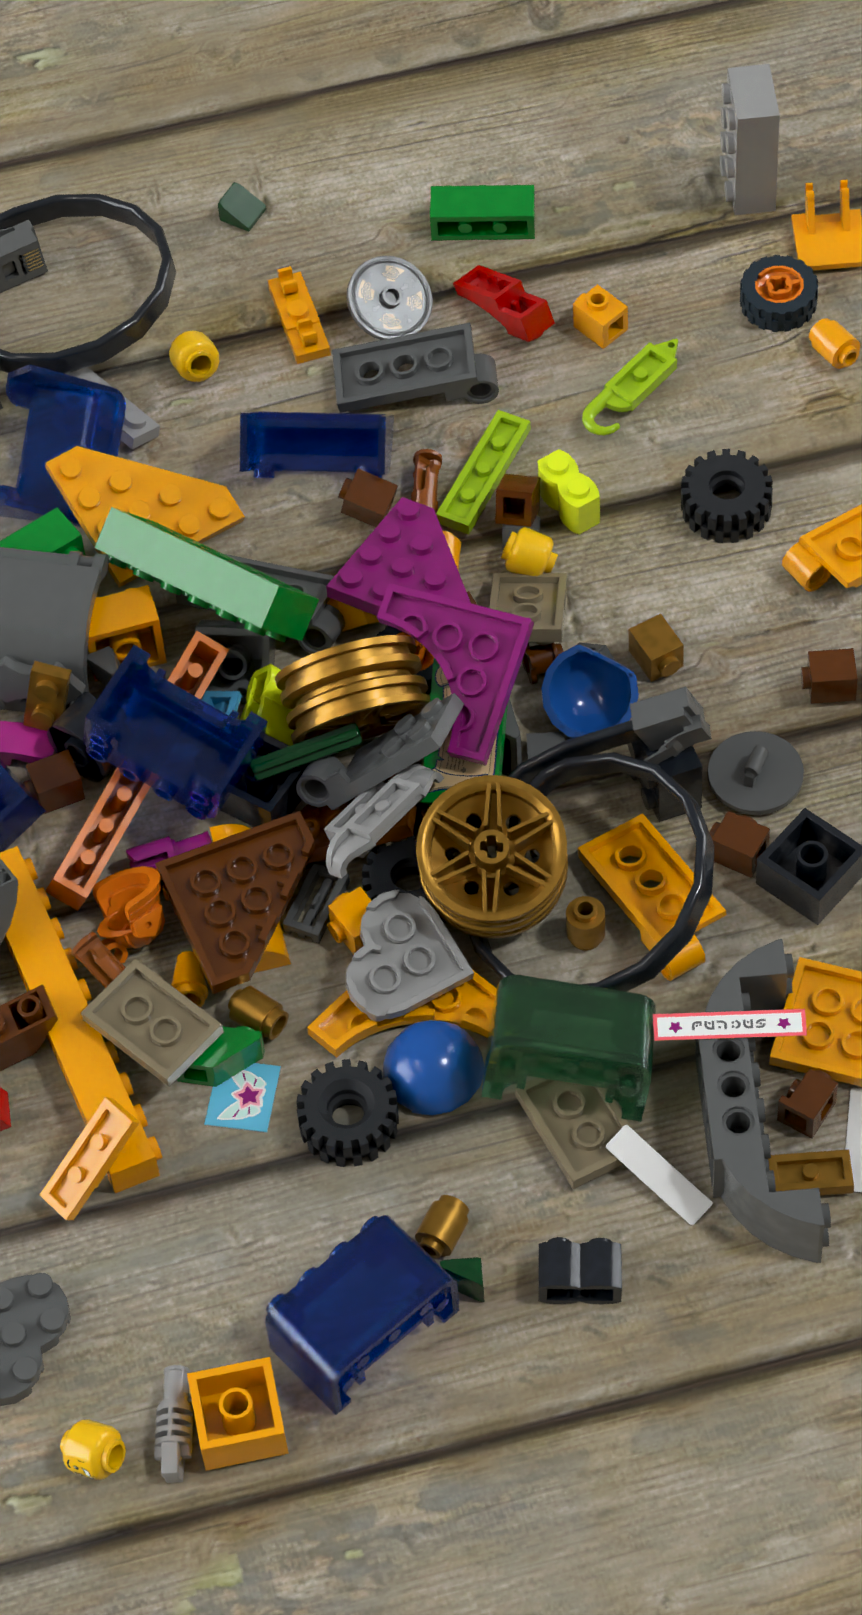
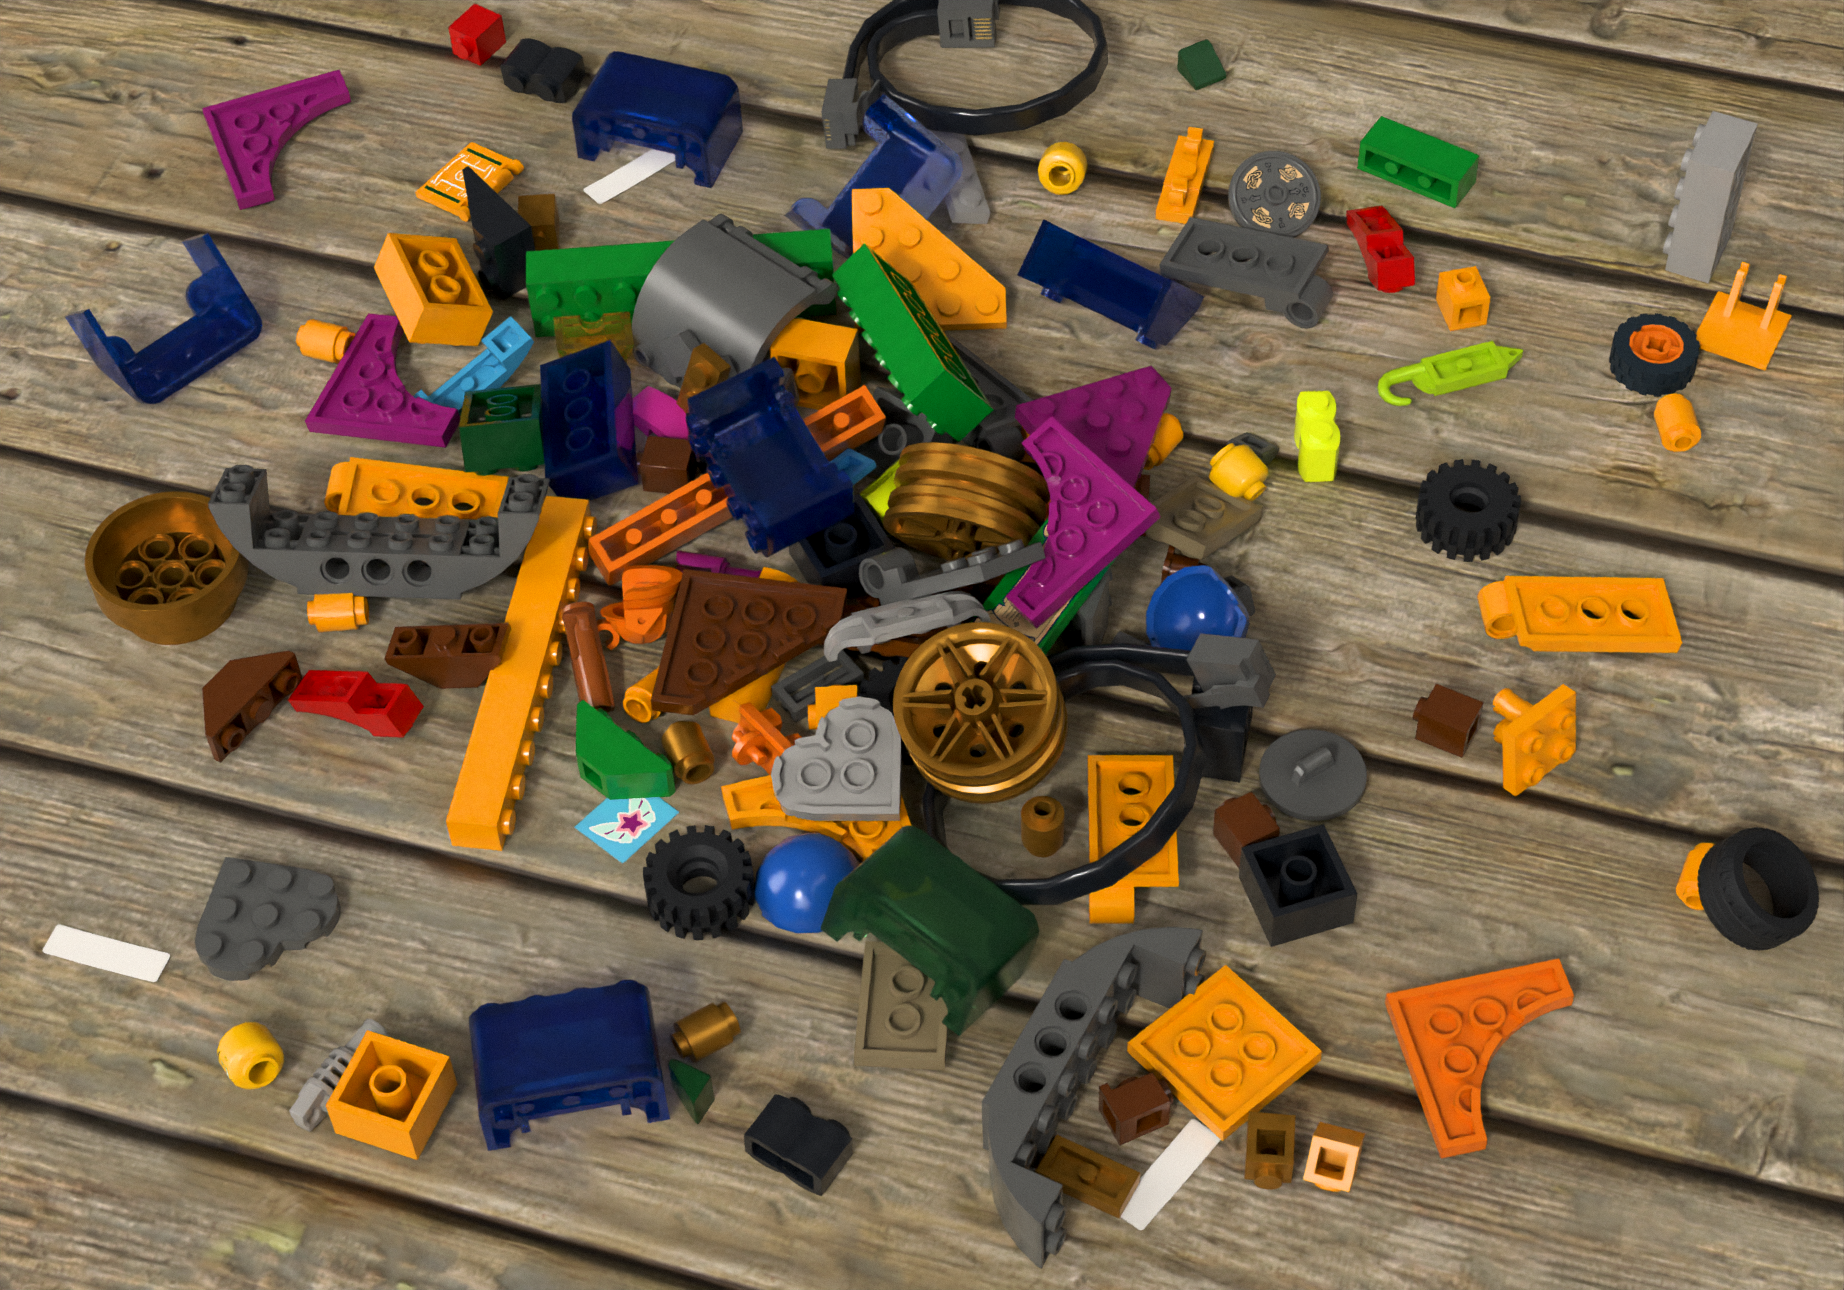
camera: 30 degrees right, 5 degrees down
(89, 1158) = (436, 795): light orange plate -> none
(152, 1022) = (578, 706): dark tan plate -> none
(306, 751) = (887, 538): dark green axle -> none
(313, 972) = (760, 737): none -> orange hips
(367, 497) = (1123, 350): reddish brown brick -> none
(426, 472) = (1191, 370): dark orange piece -> none
(483, 472) = (1251, 383): lime plate -> none
(517, 500) = (1261, 420): reddish brown brick -> none
(656, 648) = (1298, 613): pearl gold brick -> none
(659, 1175) = (941, 1096): white sticker -> none
(729, 1024) = (1091, 983): sticker -> none

